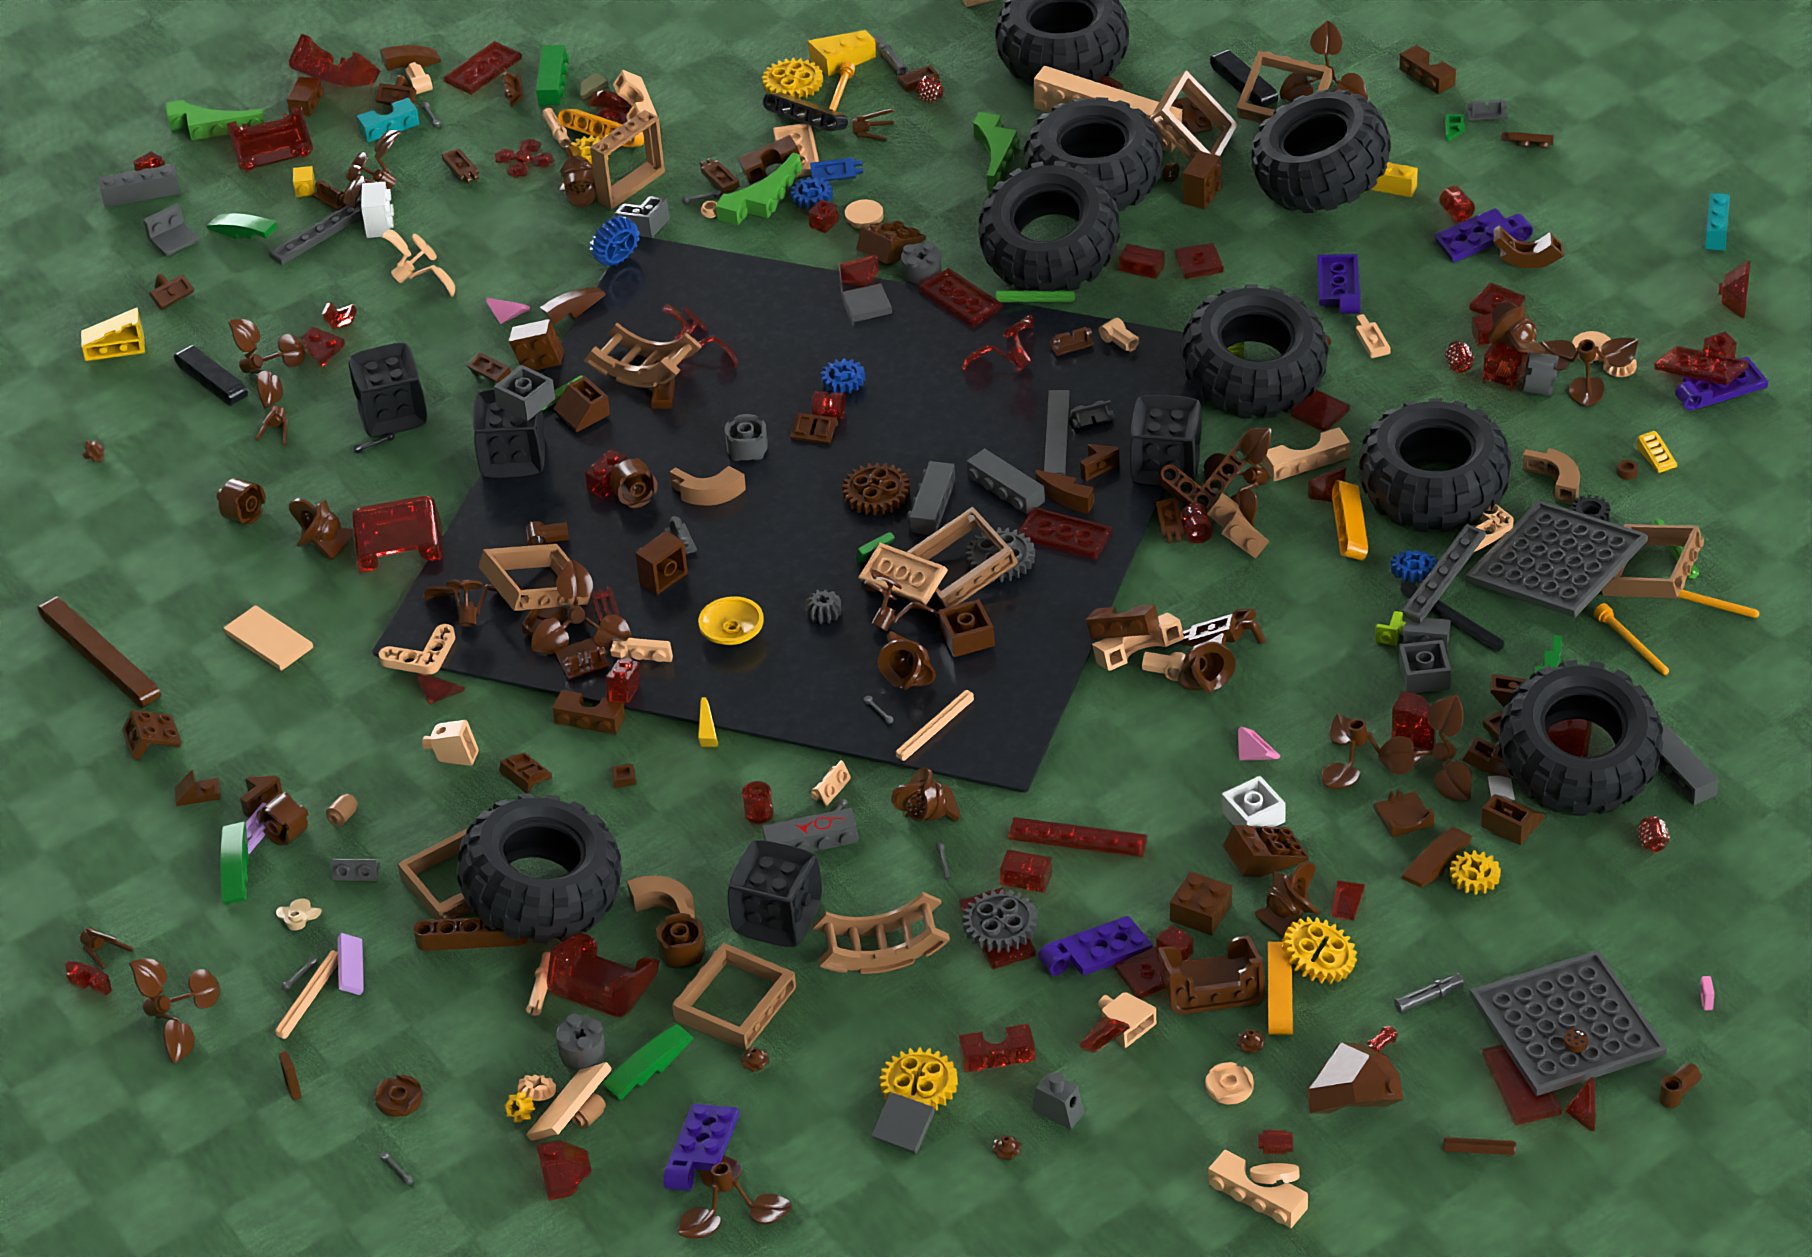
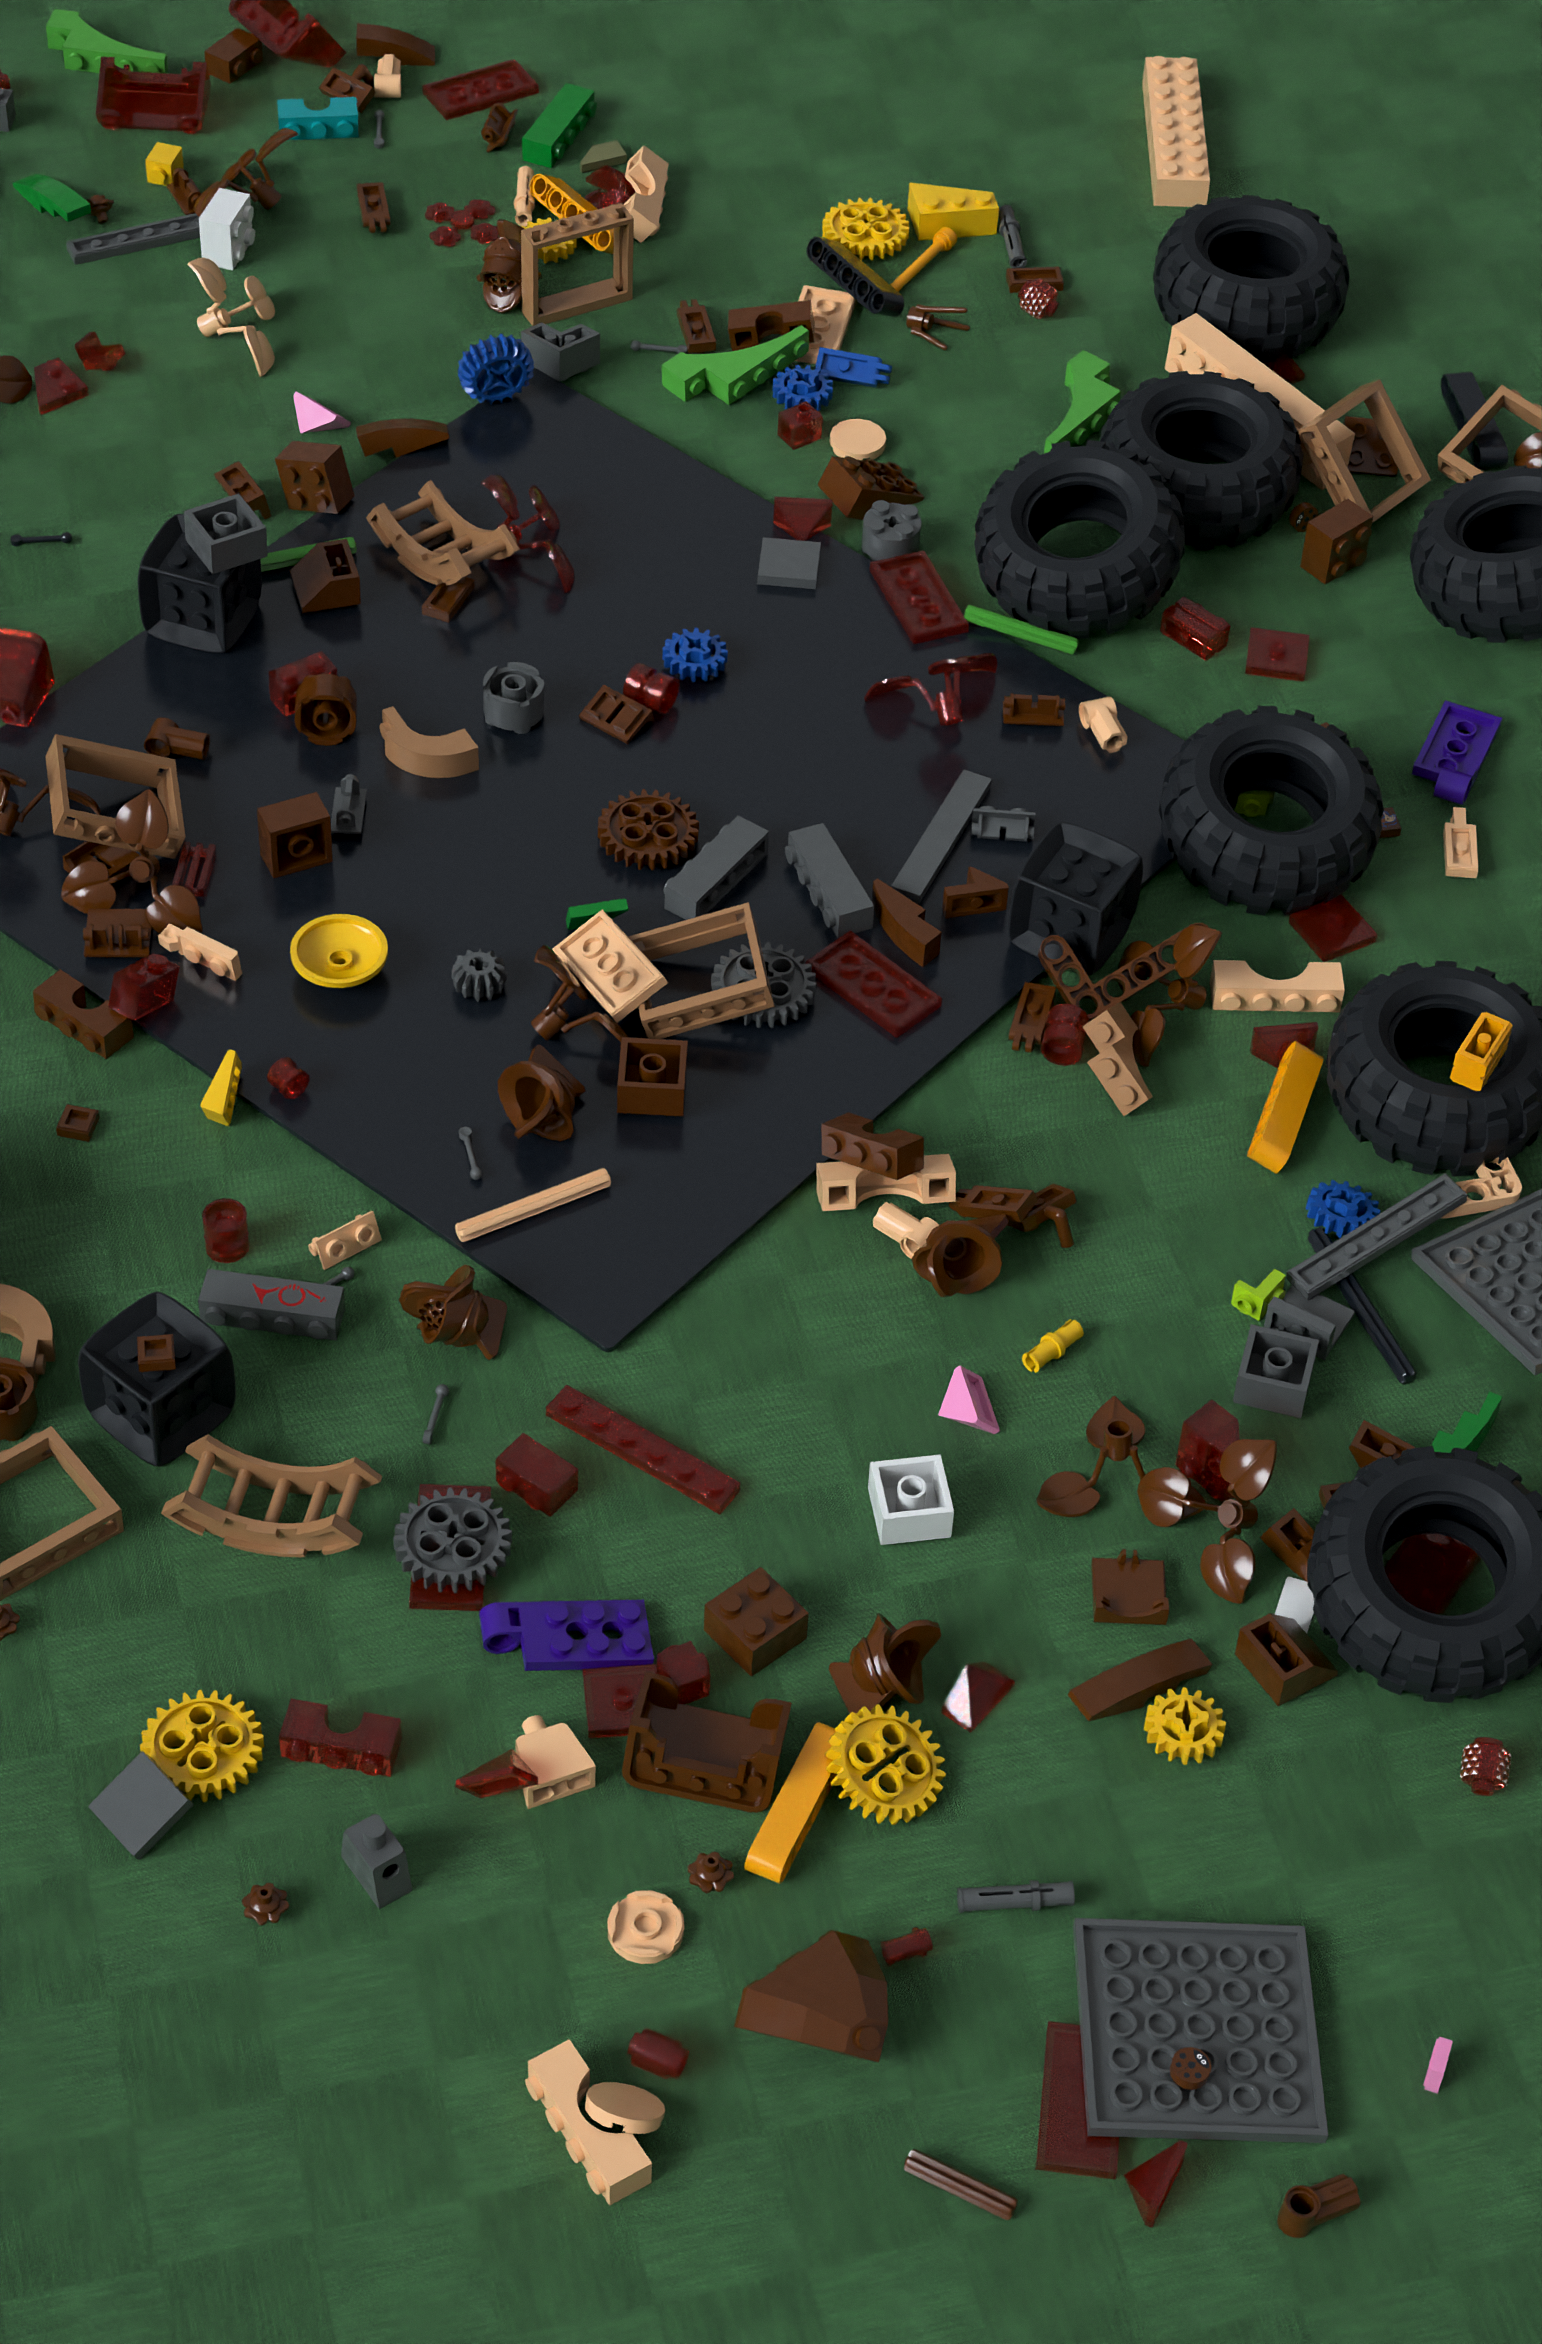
camera: 15 degrees right, 5 degrees up
(280, 221) = (100, 207): none -> reddish brown plant
(387, 389) = (86, 471): black piece -> none
(708, 209) = (653, 368): light nougat plate -> none
(742, 704) = (288, 1078): none -> clear red wheel
(778, 872) = (156, 1353): none -> reddish brown tile
(1263, 849) = (894, 1570): reddish brown slope -> none
(1286, 698) = (1052, 1345): none -> yellow pin
(1461, 443) = (1481, 1051): none -> light orange brick

